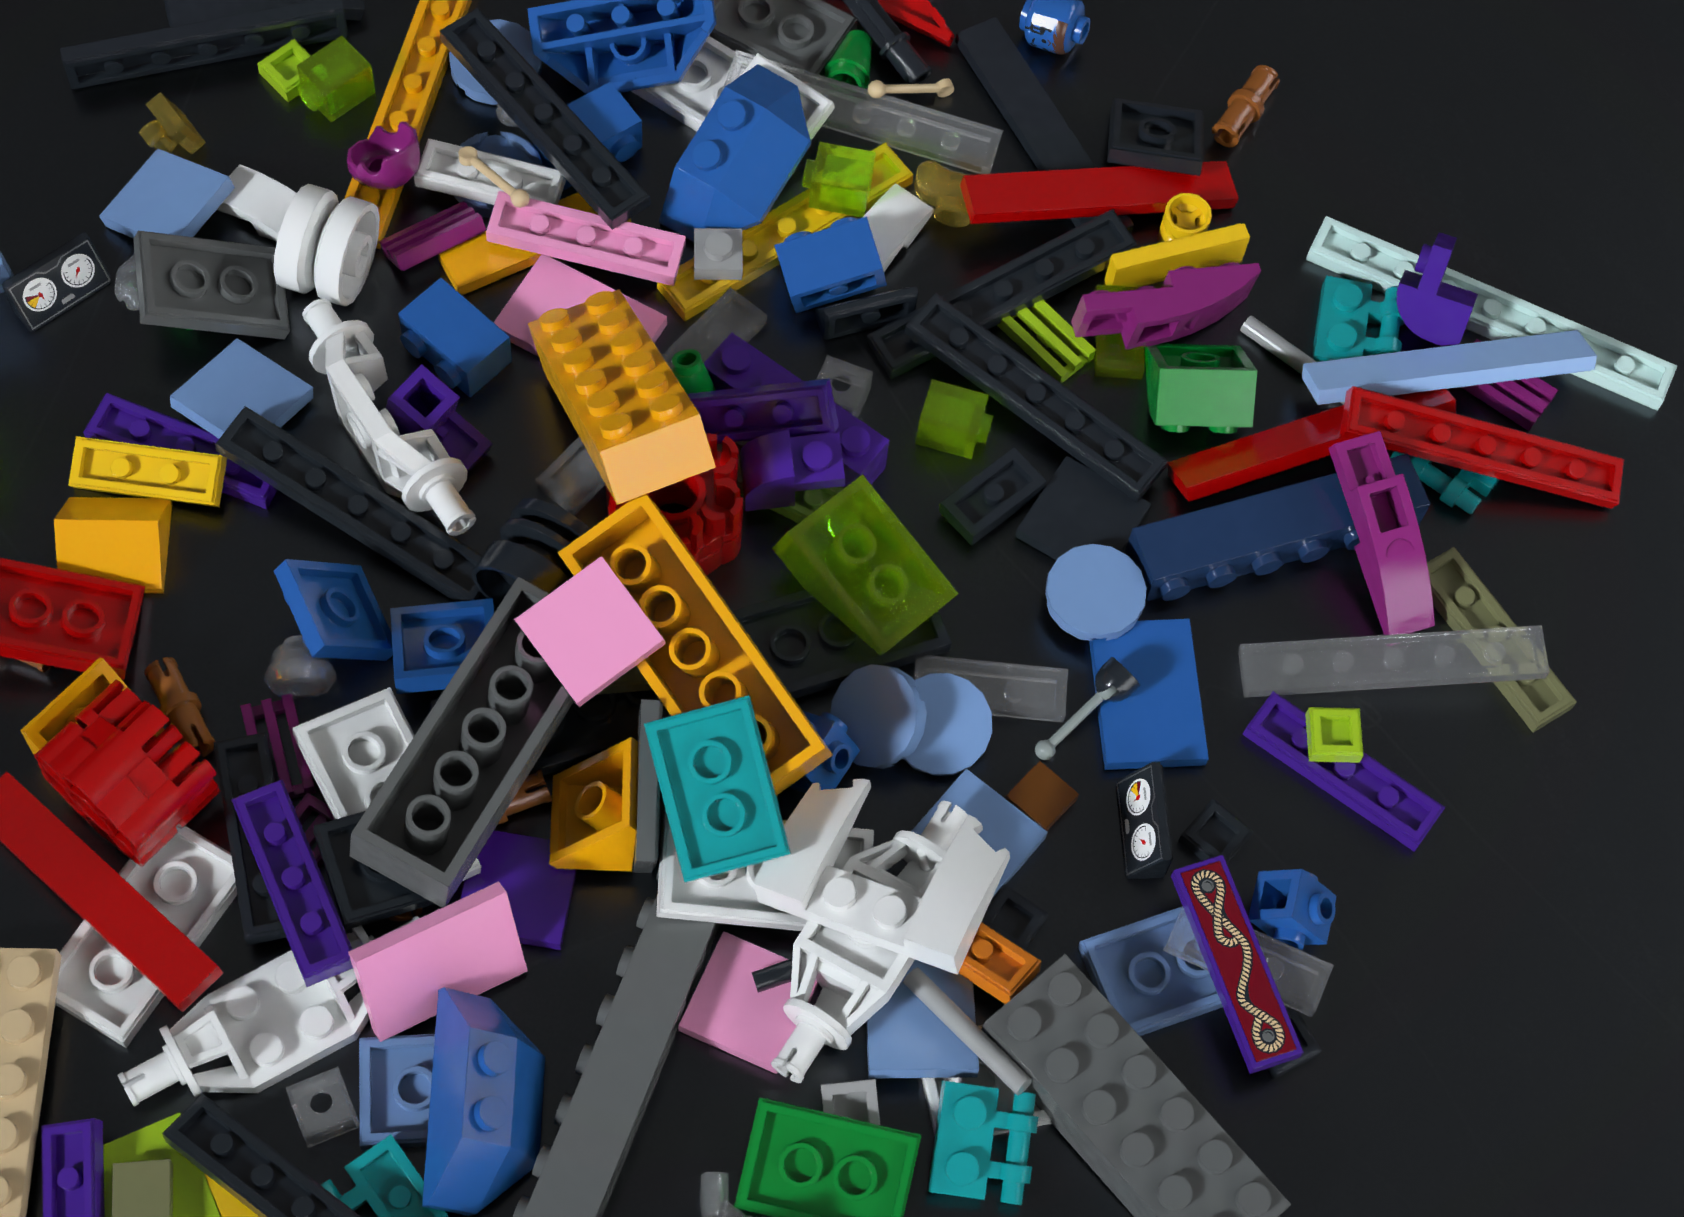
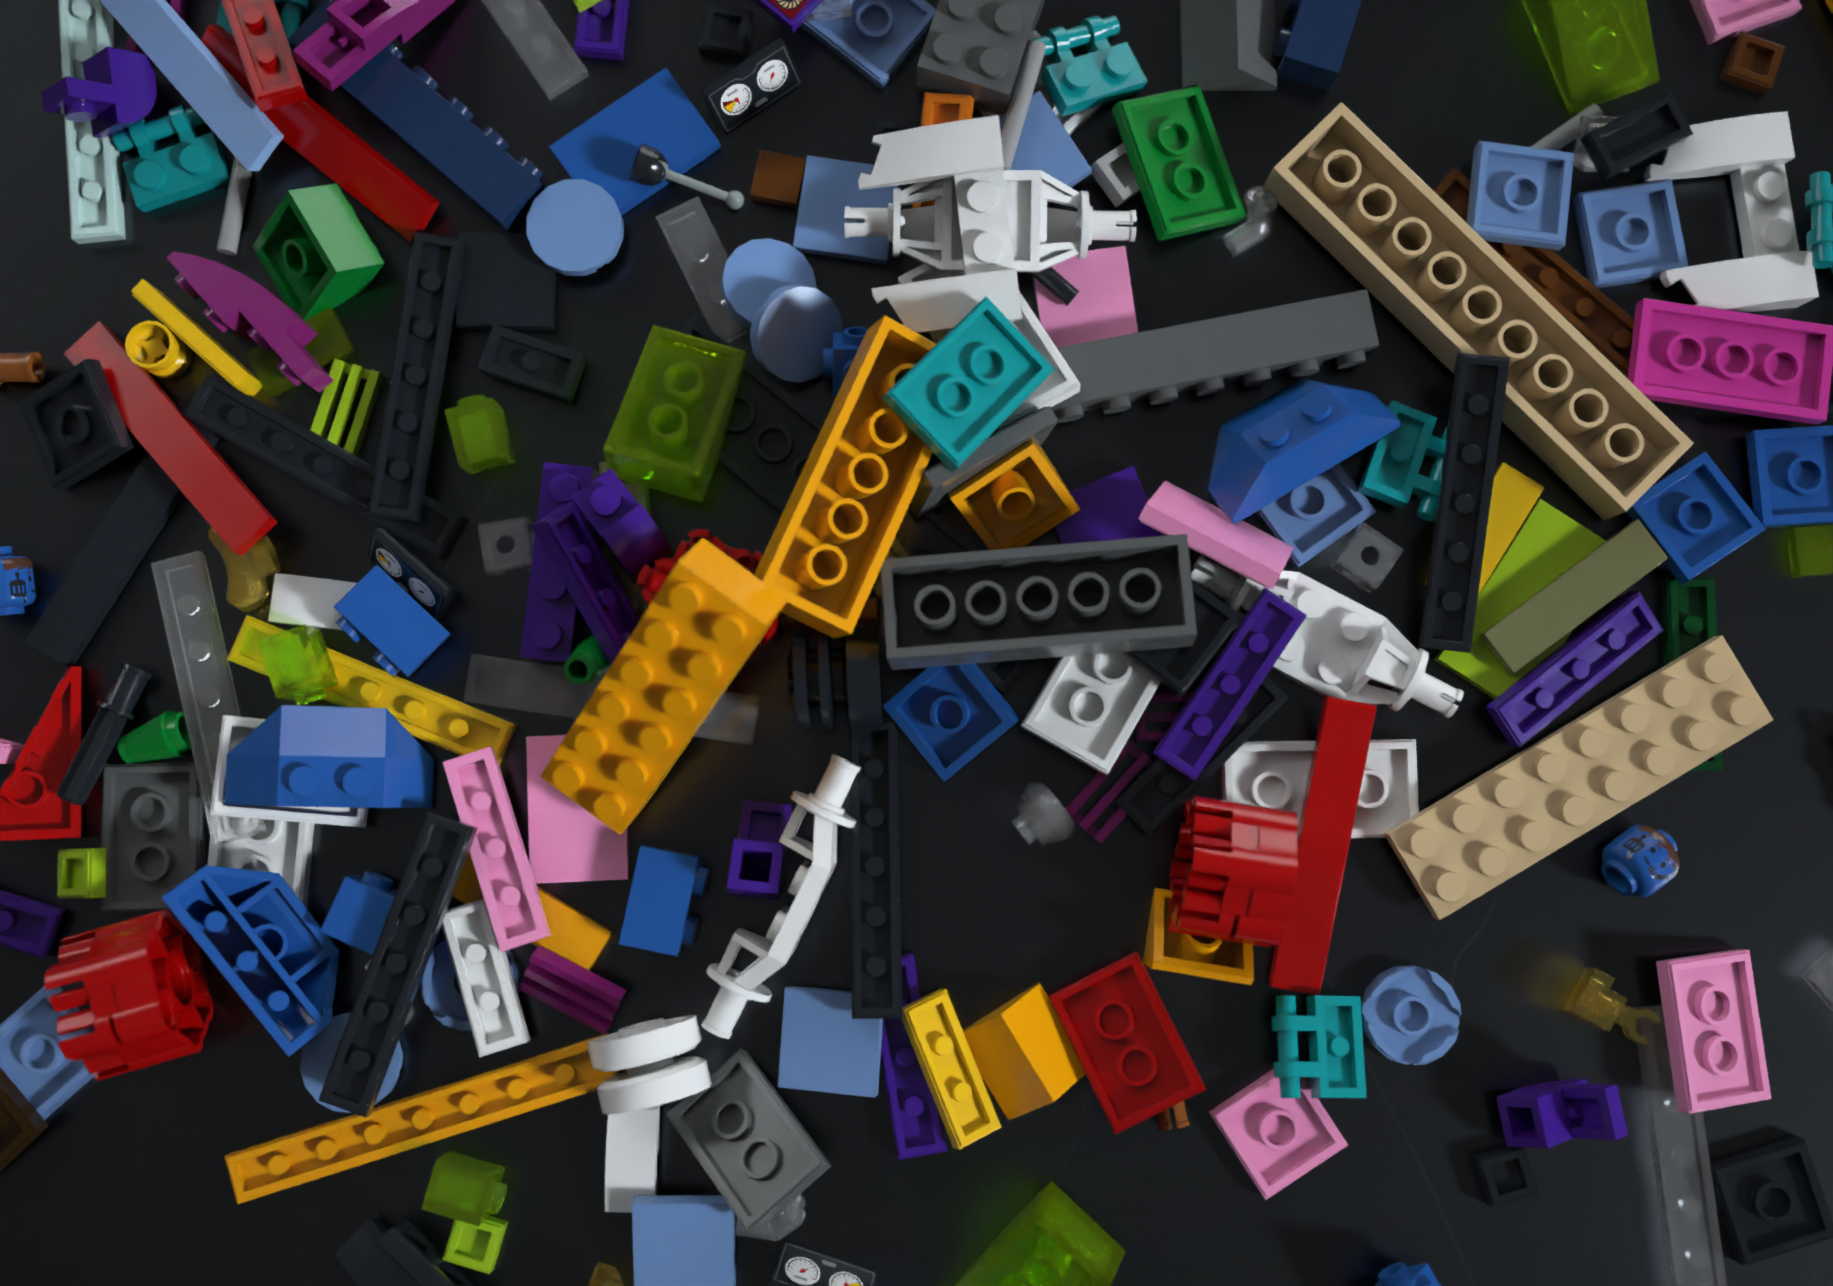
camera: 115 degrees left, 20 degrees up
(179, 704) = (1132, 890): dark orange pin -> none
(335, 610) = (980, 817): blue plate -> none
(385, 158) = (526, 1078): magenta hair -> none
(469, 157) = (480, 1003): tan hinge -> none
(590, 631) = (905, 561): bright pink tile -> none
(718, 254) = (439, 728): light grey plate -> none
(943, 88) = (176, 692): tan hinge -> none

